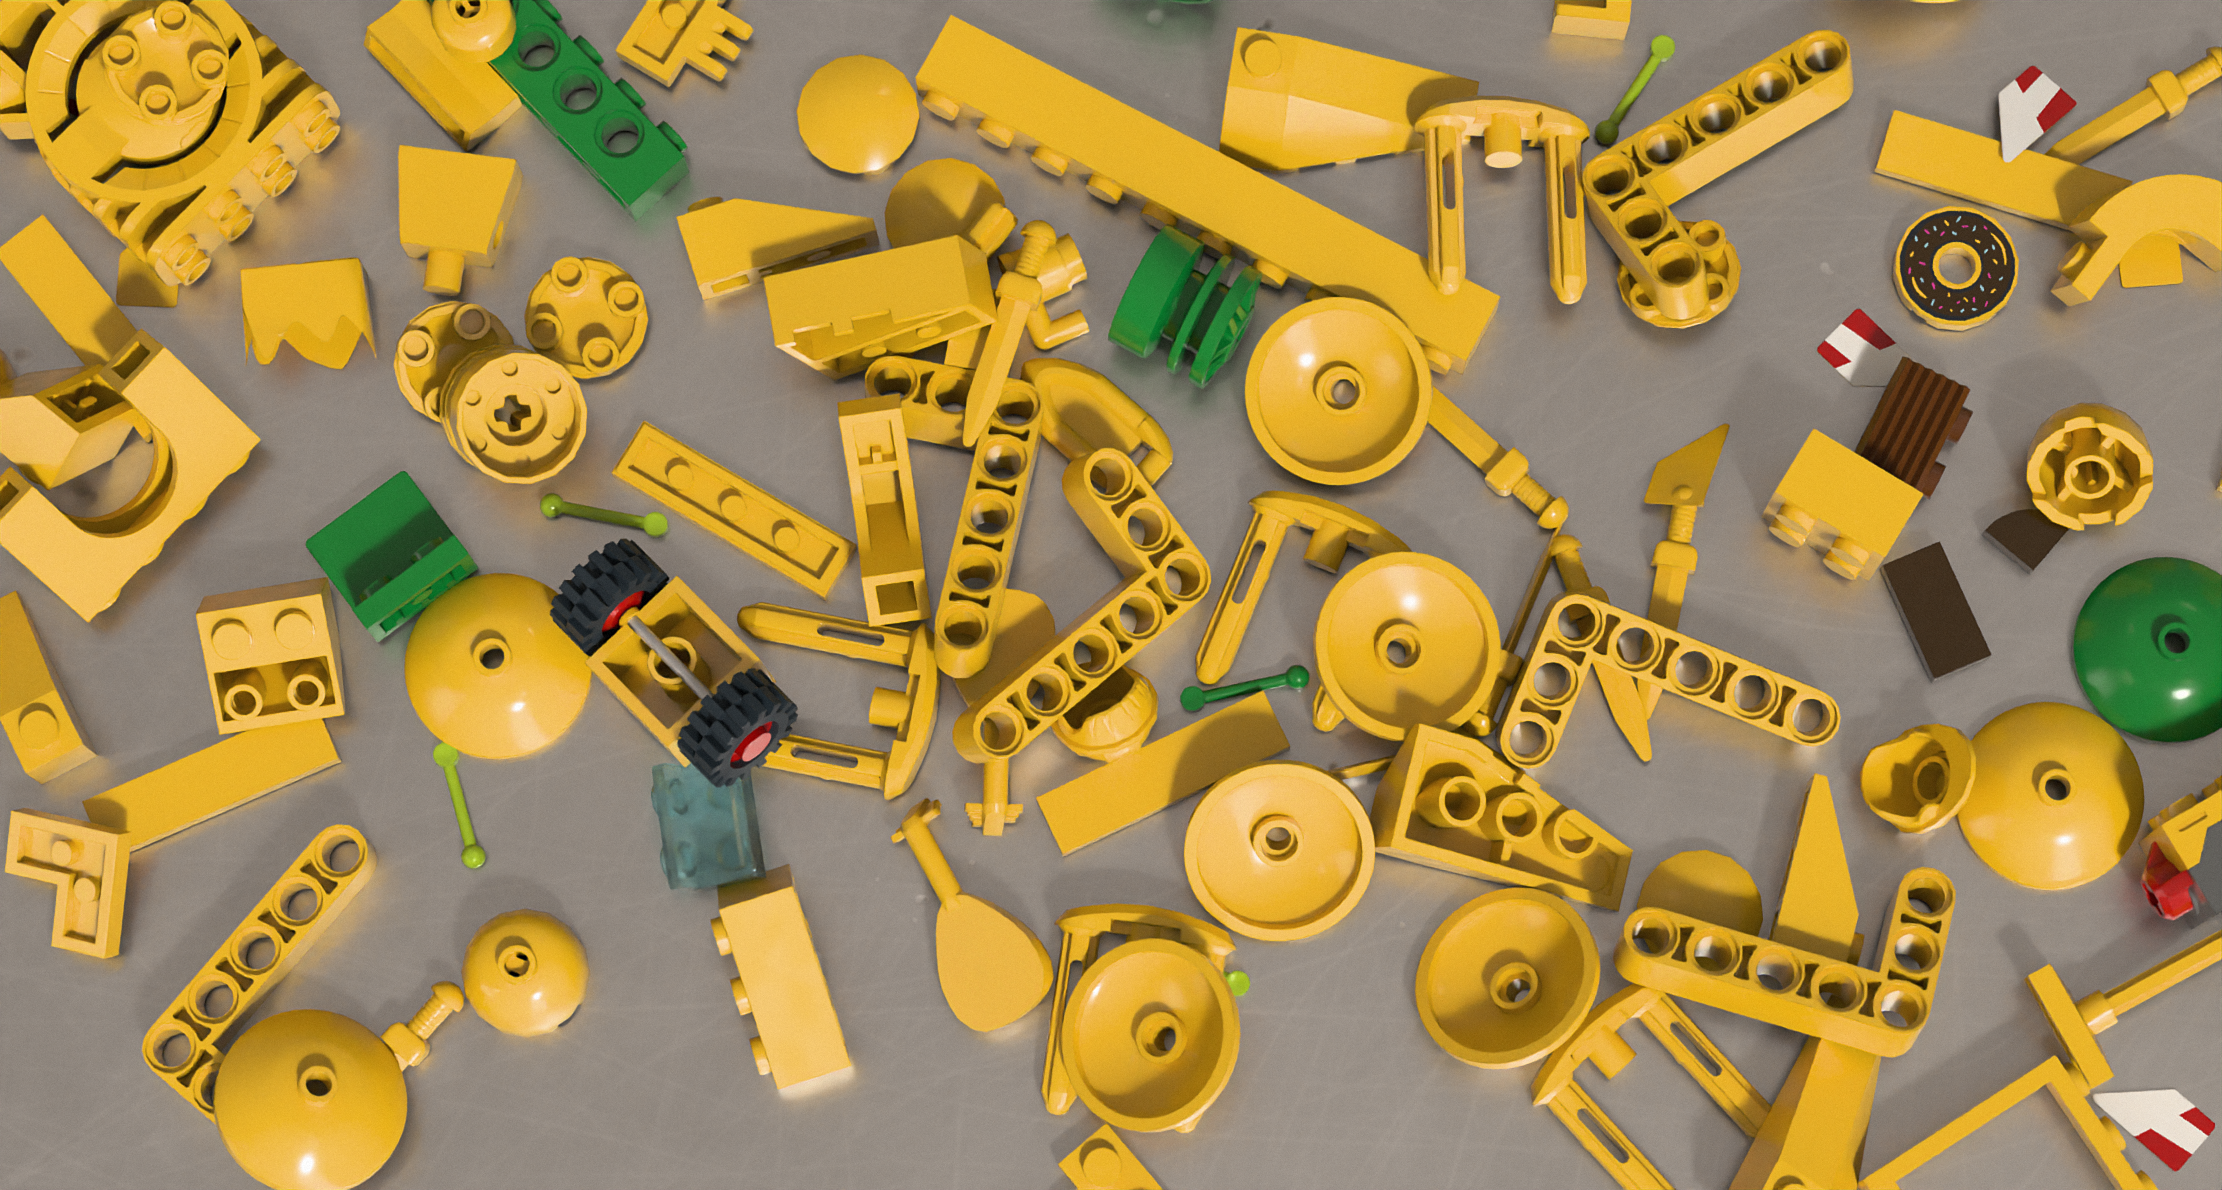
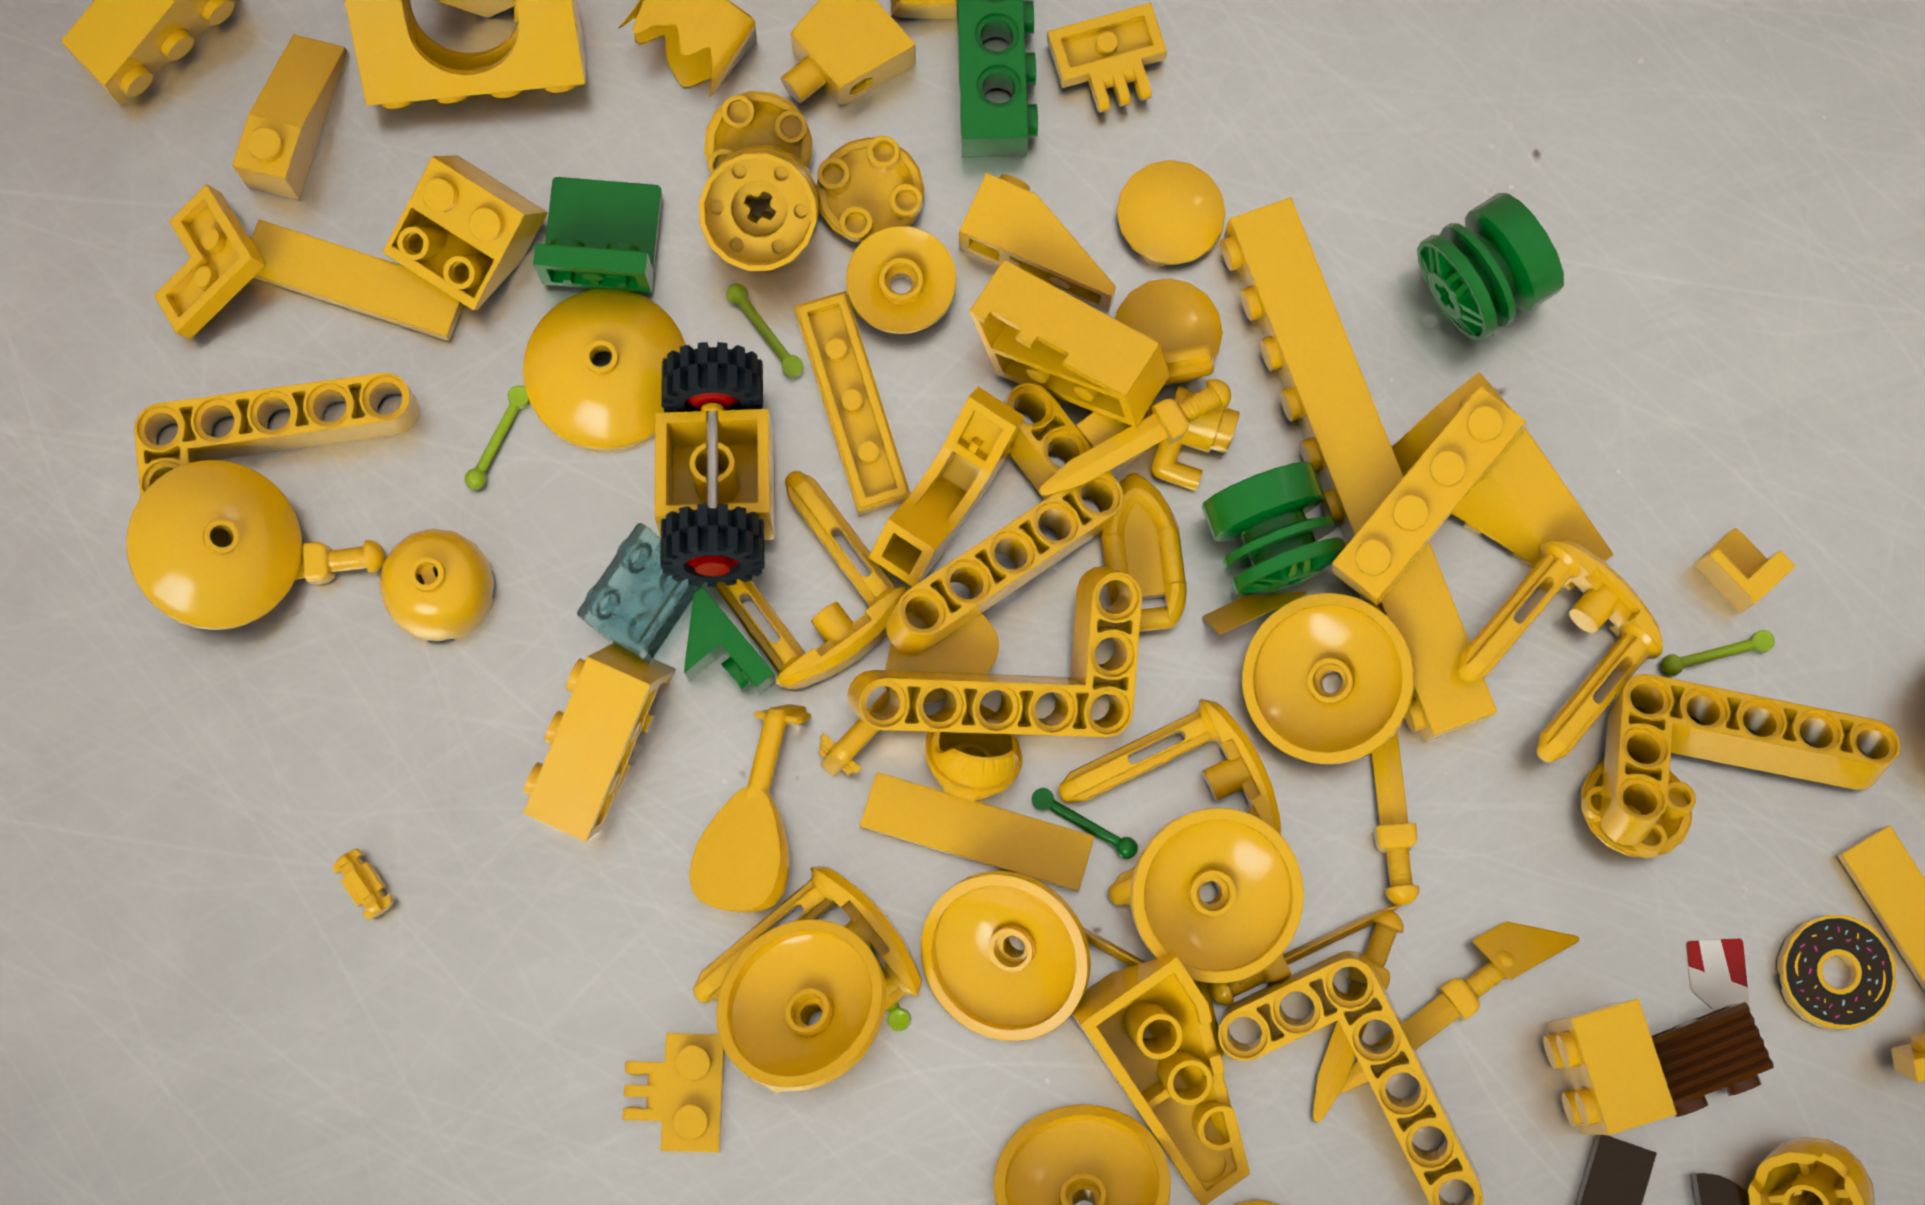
camera: 35 degrees right, 0 degrees up
(676, 341) = (894, 255): none -> yellow dish
(800, 801) = (713, 635): none -> green slope
(1220, 393) = (1247, 609): none -> yellow sticker
(1289, 169) = (1428, 496): none -> yellow arch

